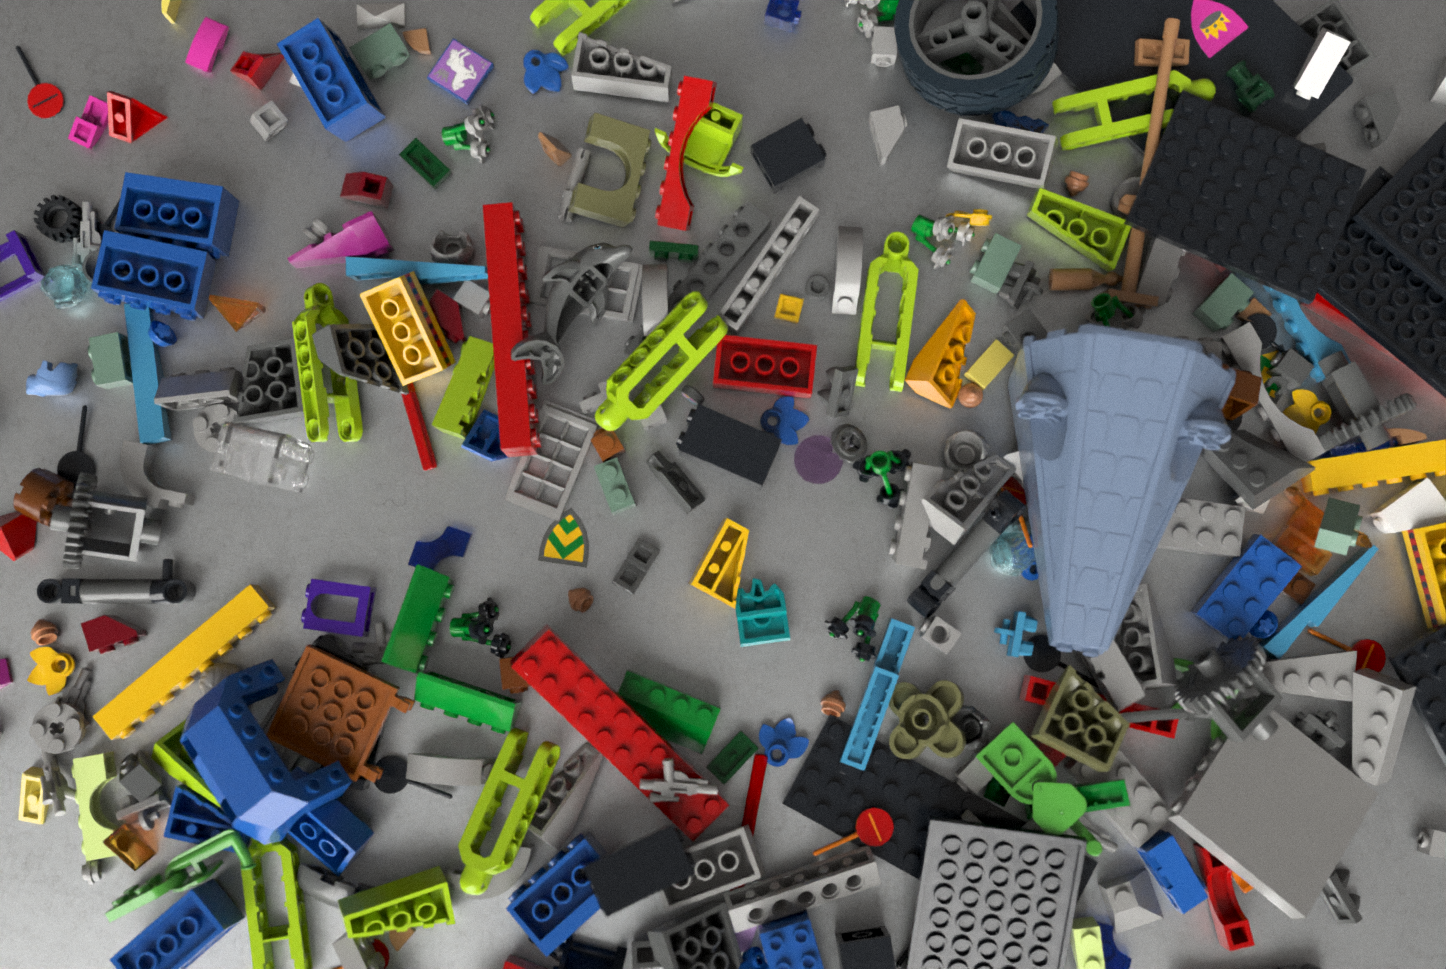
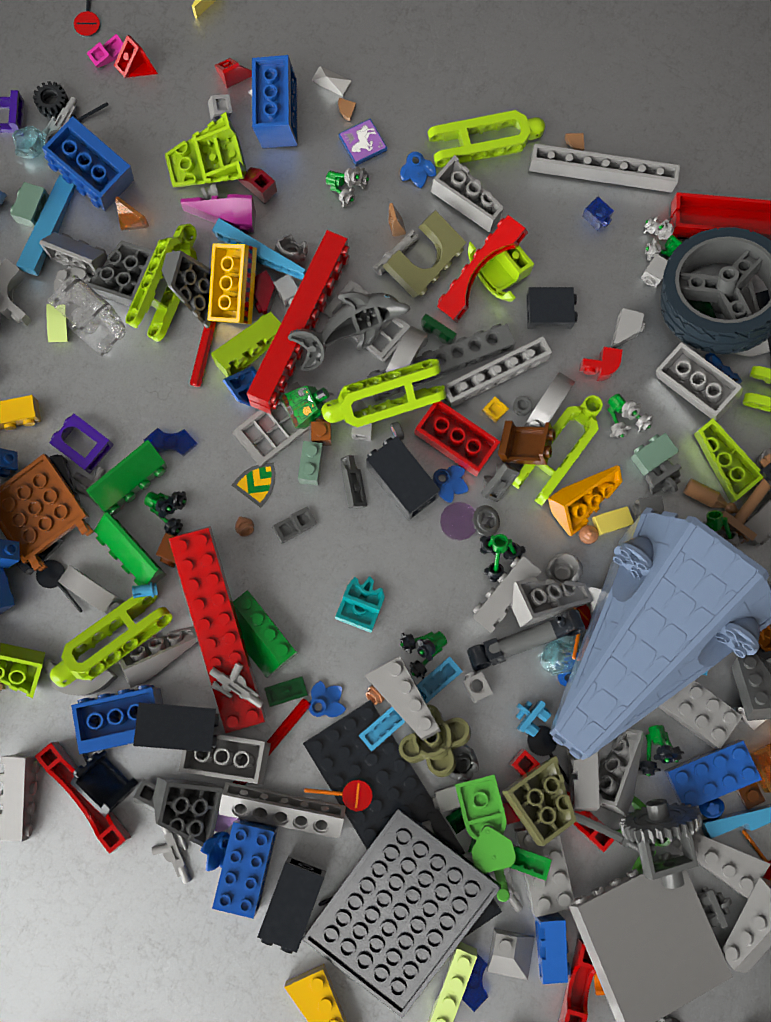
camera: 25 degrees right, 5 degrees down
(161, 334) = (72, 205): blue hat -> none
(178, 213) = (128, 133): blue brick -> none
(206, 43) = (208, 40): dark pink slope -> none
(229, 488) = (56, 325): none -> yellowish green slope
(288, 188) = (207, 156): none -> lime wedge
(380, 52) = (317, 102): sand green brick -> none
(425, 163) = (306, 187): dark green plate -> none
(512, 735) = (145, 590): none -> dark azure pin
(572, 424) = (304, 405): none -> green torso
(722, 563) = (353, 554): yellow wedge -> none
(847, 331) = (526, 444): none -> reddish brown panel
(866, 691) = (402, 693): none -> light grey wedge
(888, 187) = (606, 365): none -> red brick
(979, 217) = (658, 416): yellow plate -> none
(1076, 182) = (740, 430): nougat plate -> none
(1183, 595) = (665, 753): none -> plant

